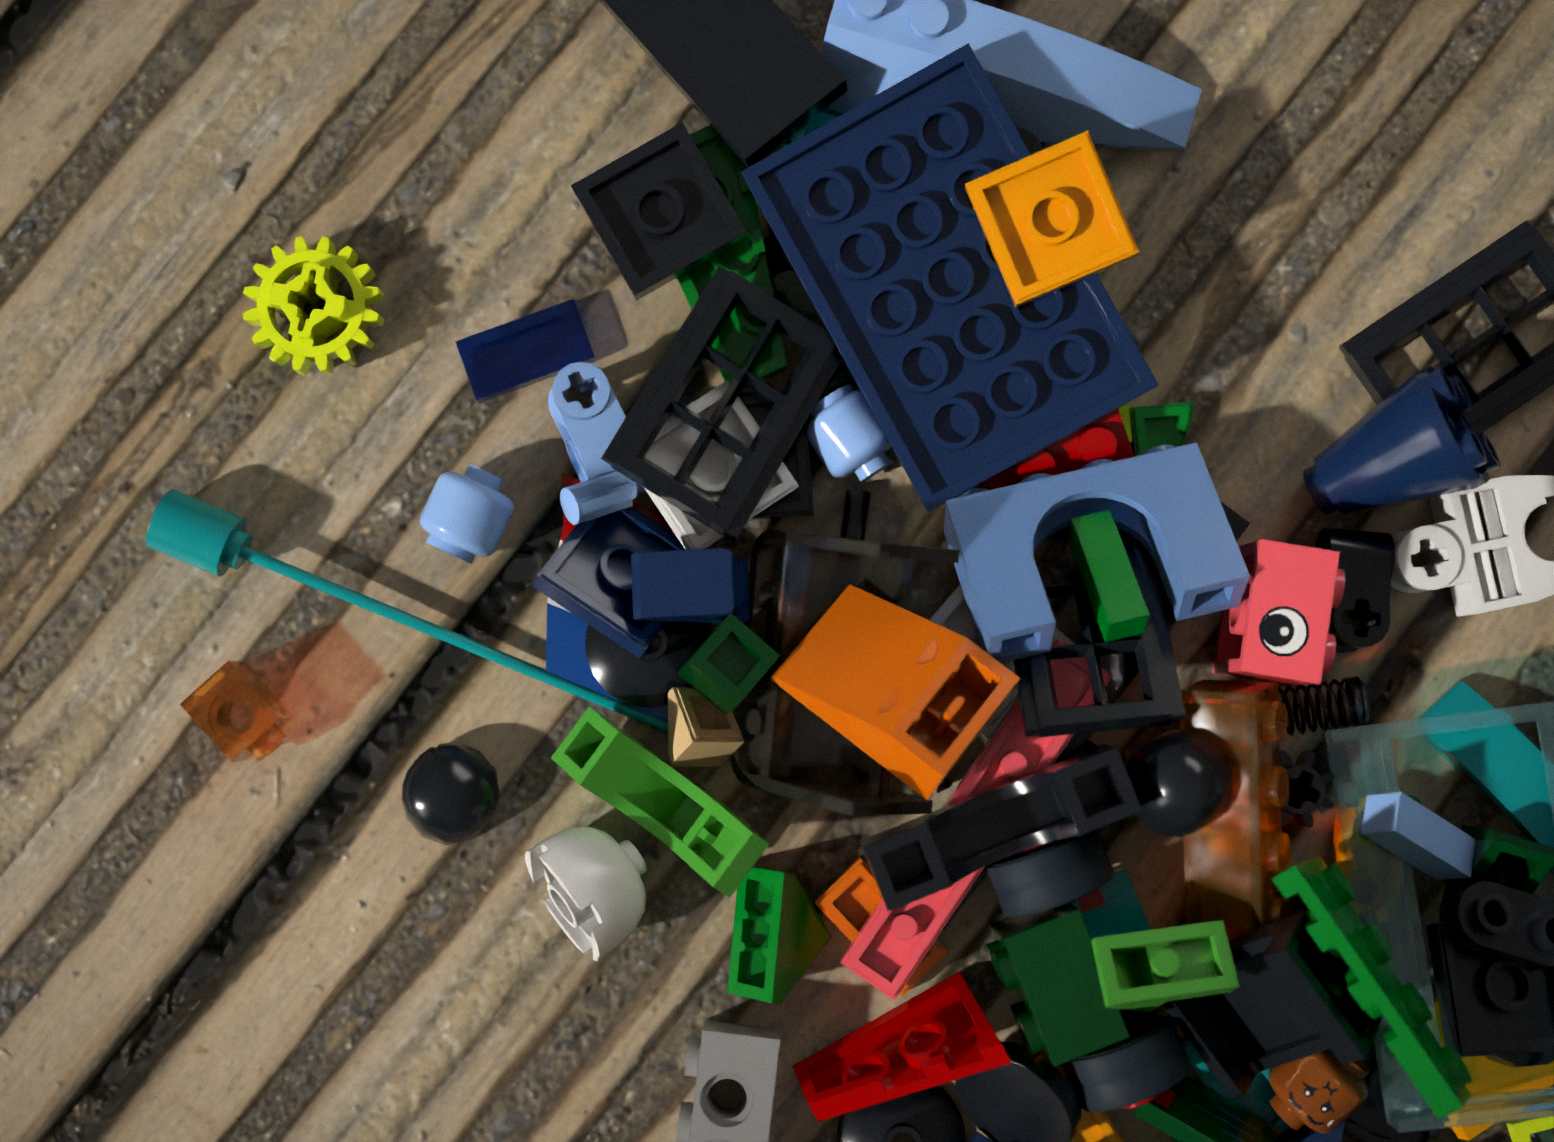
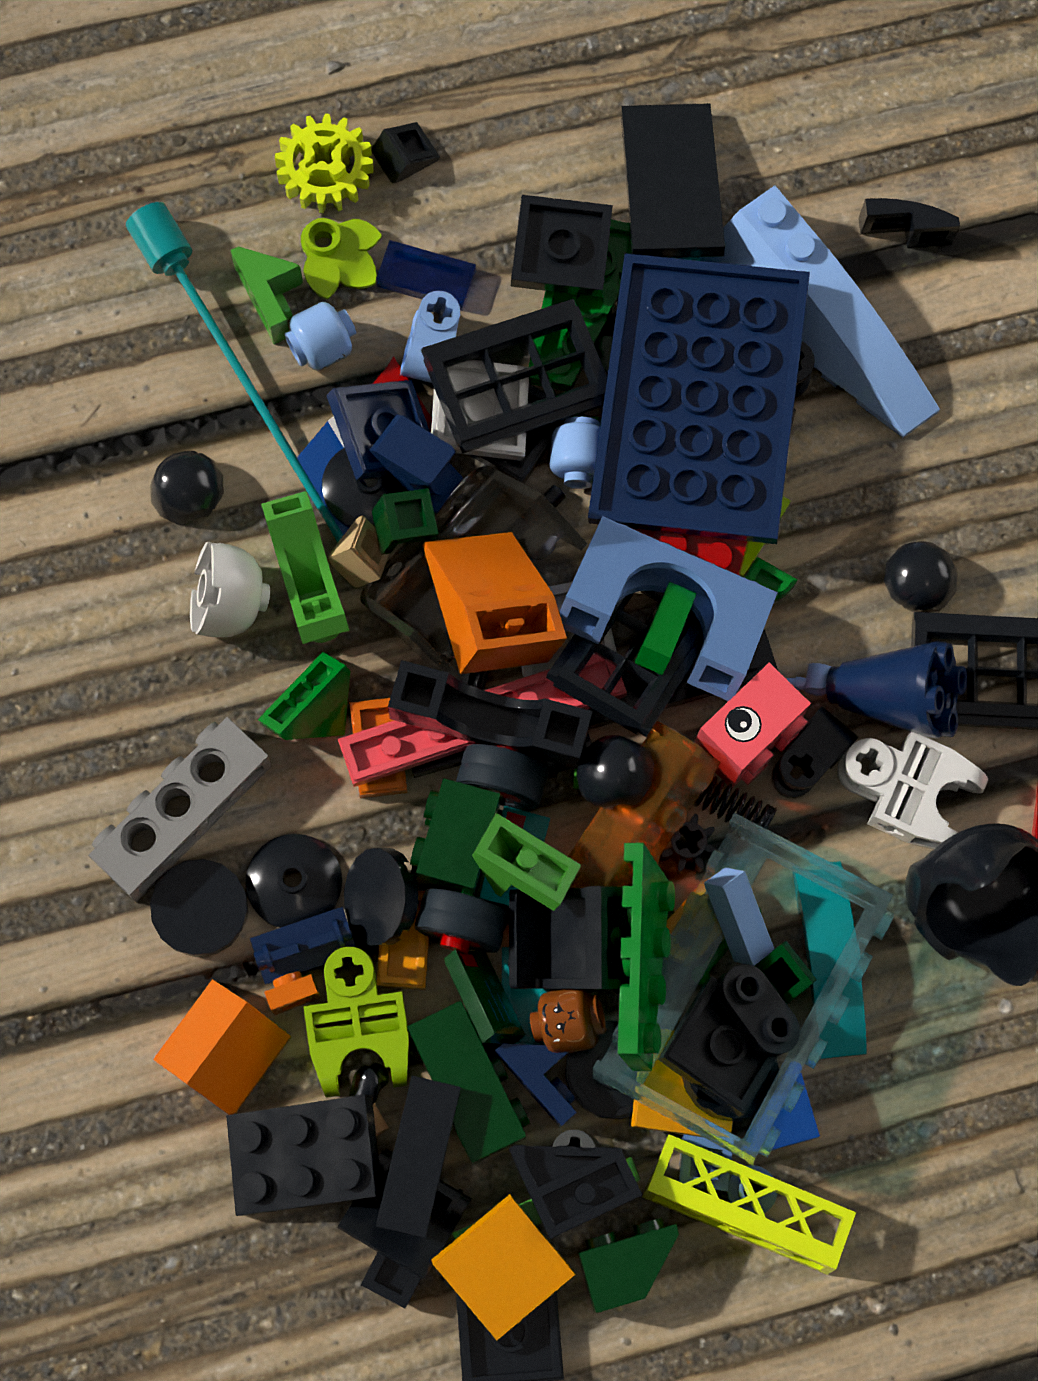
camera: 30 degrees right, 10 degrees down
(212, 706) = (99, 335): clear orange brick -> none
(351, 495) = (265, 282): none -> bright green slope
(390, 223) = (403, 151): none -> black slope
(421, 400) = (343, 260): none -> lime plate
(598, 497) = (404, 376): light blue axle -> none
(904, 1051) = (335, 820): red wing -> none
(1051, 219) = (783, 400): light orange tile -> none
(1293, 501) = (815, 679): none -> light blue hand
(1320, 299) = (921, 576): none -> black hair

